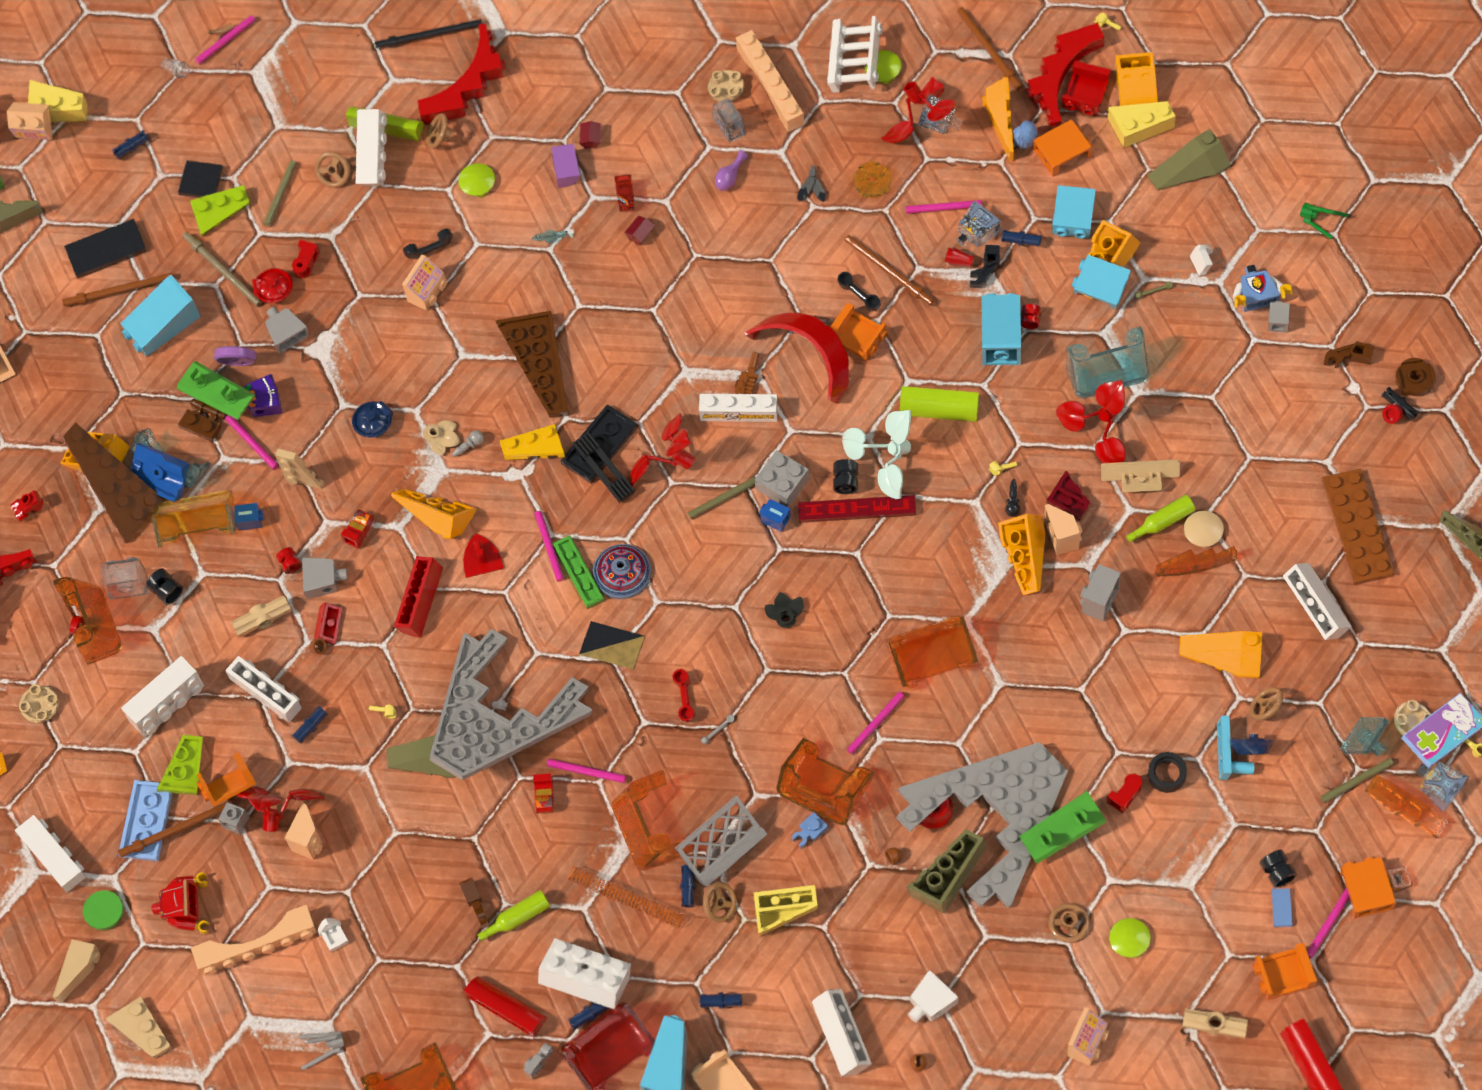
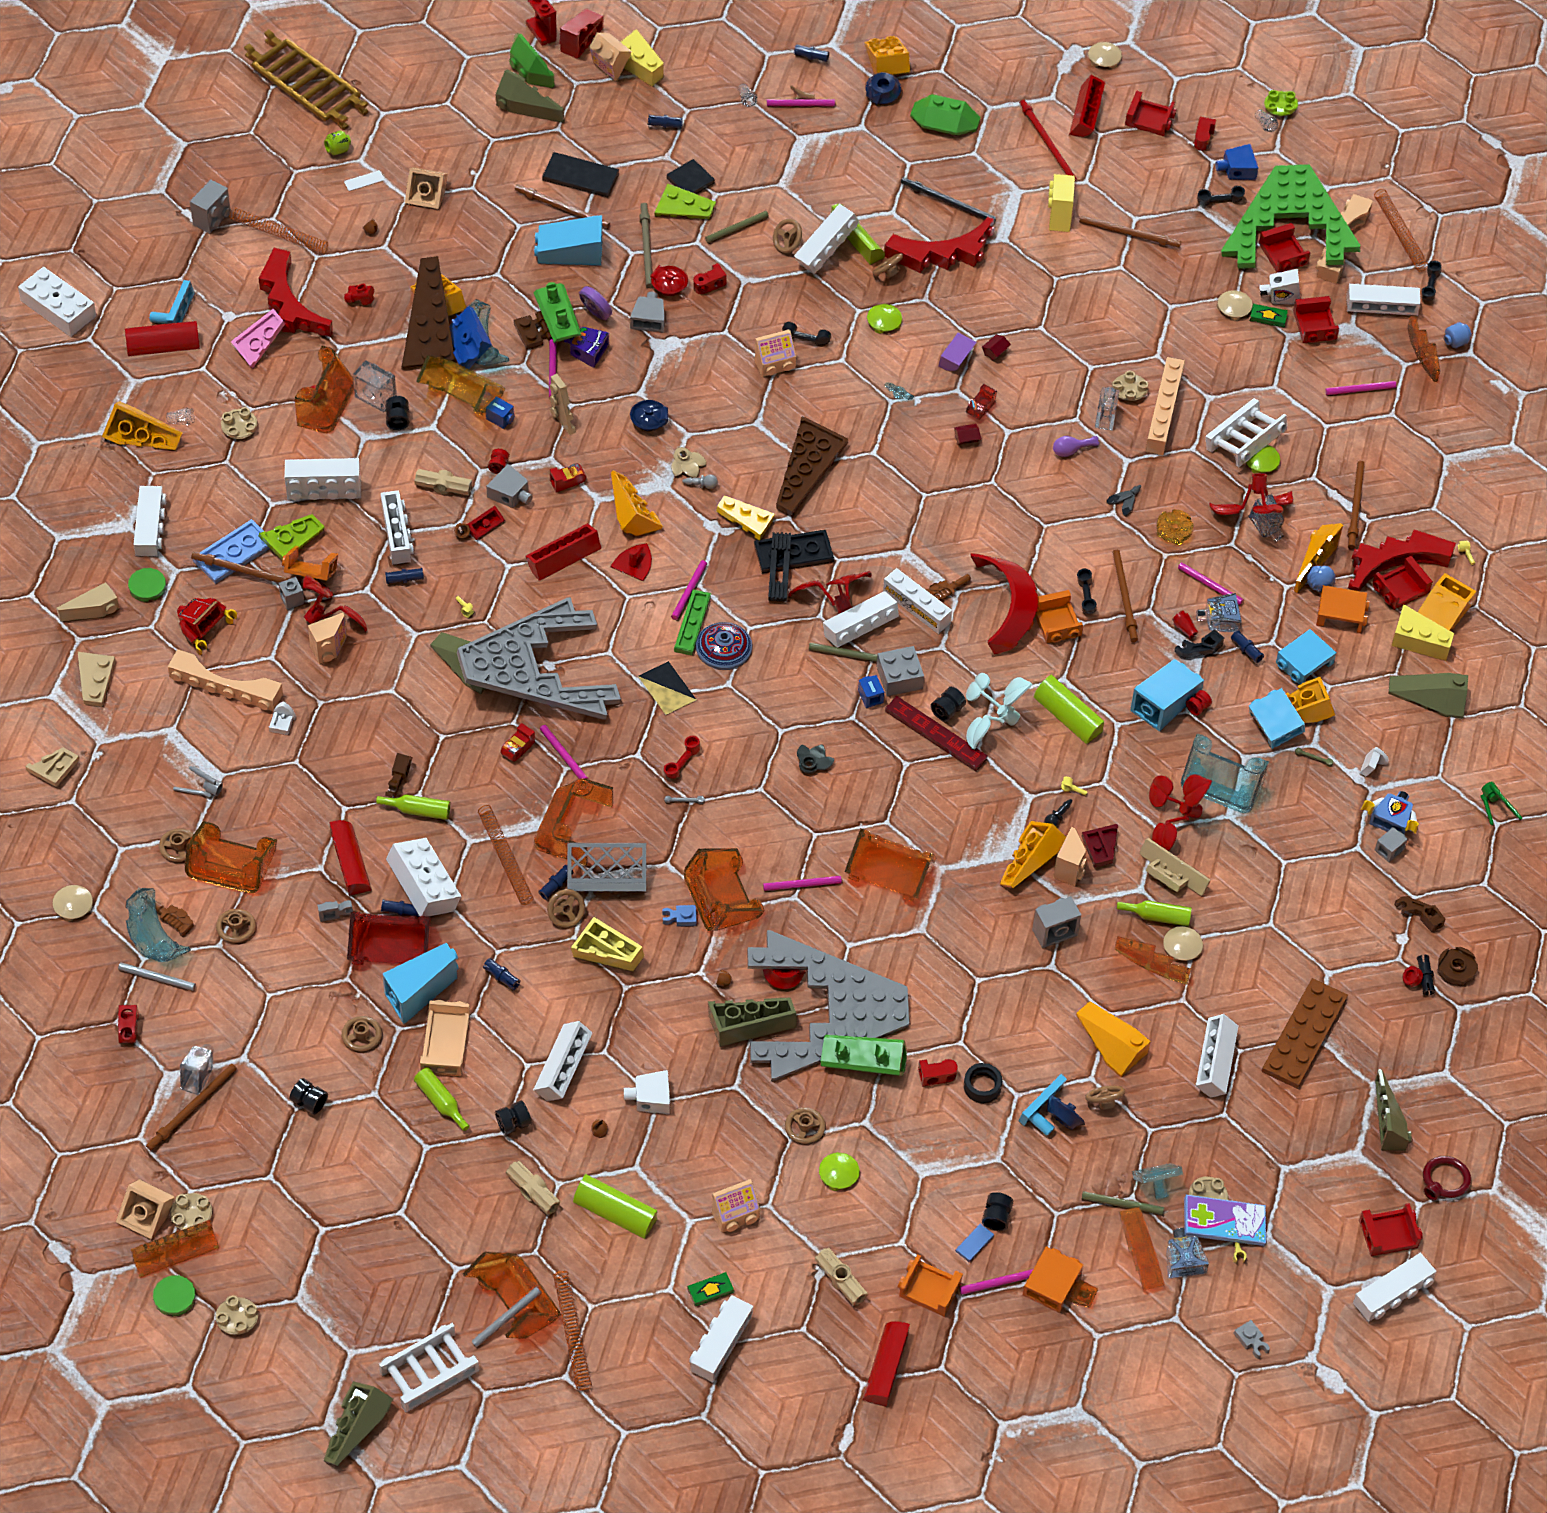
camera: 30 degrees right, 10 degrees down
(710, 460) = (860, 619): none -> white brick

